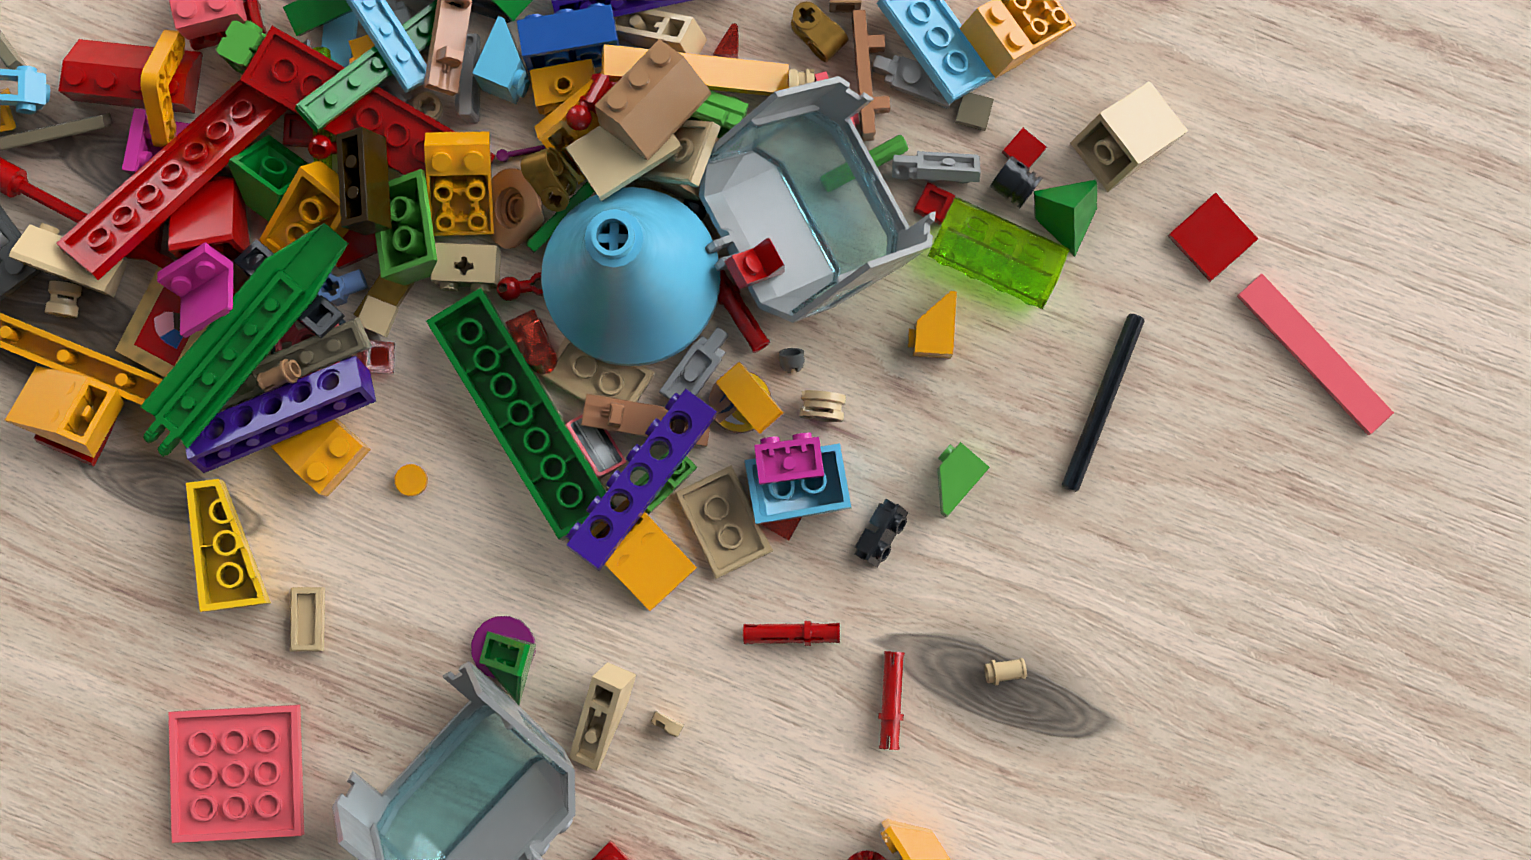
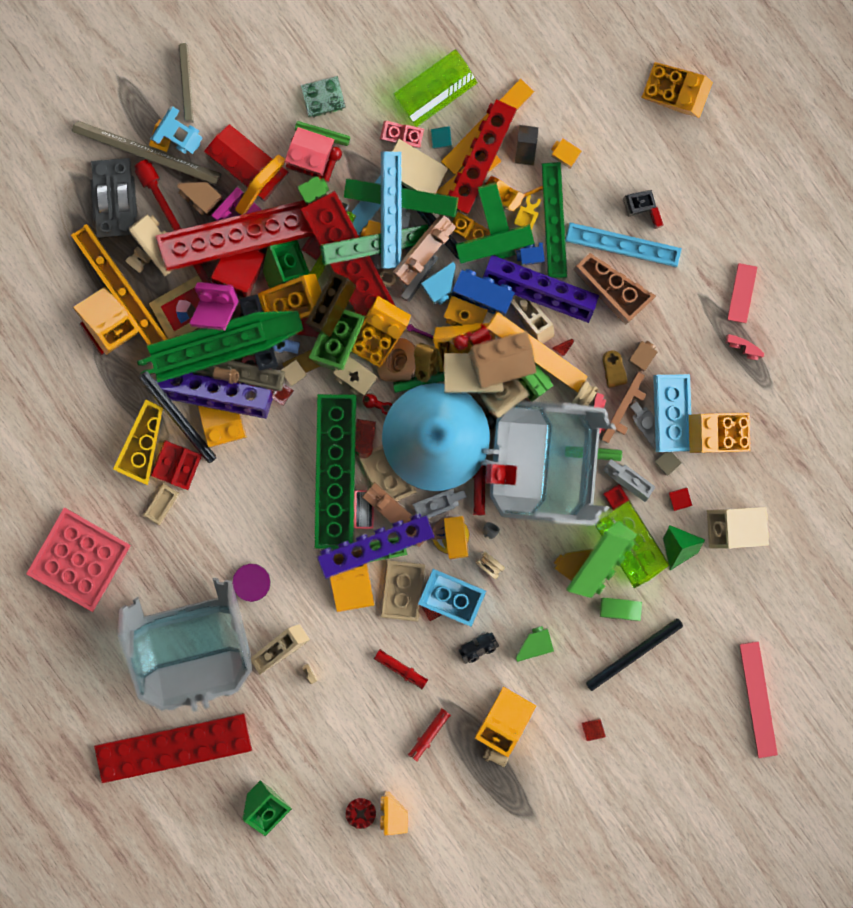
camera: 30 degrees right, 5 degrees up
(91, 153) = (202, 194): none -> medium nougat slope
(248, 479) = (177, 417): none -> black axle
(294, 550) = (176, 465): none -> red slope
(321, 147) = (320, 268): red arm -> none
(411, 480) = (258, 467): light orange tile -> none
(508, 661) = (249, 591): green slope -> none
(788, 459) = (454, 583): dark pink bracket -> none
(975, 294) = (603, 560): none -> bright green slope
(986, 612) = (505, 722): none -> light orange slope
(1015, 182) = (664, 514): black piece -> none
(1042, 351) = (620, 609): none -> bright green slope
(1116, 543) = (593, 729): none -> clear red slope
(1212, 237) = (746, 606): red tile -> none

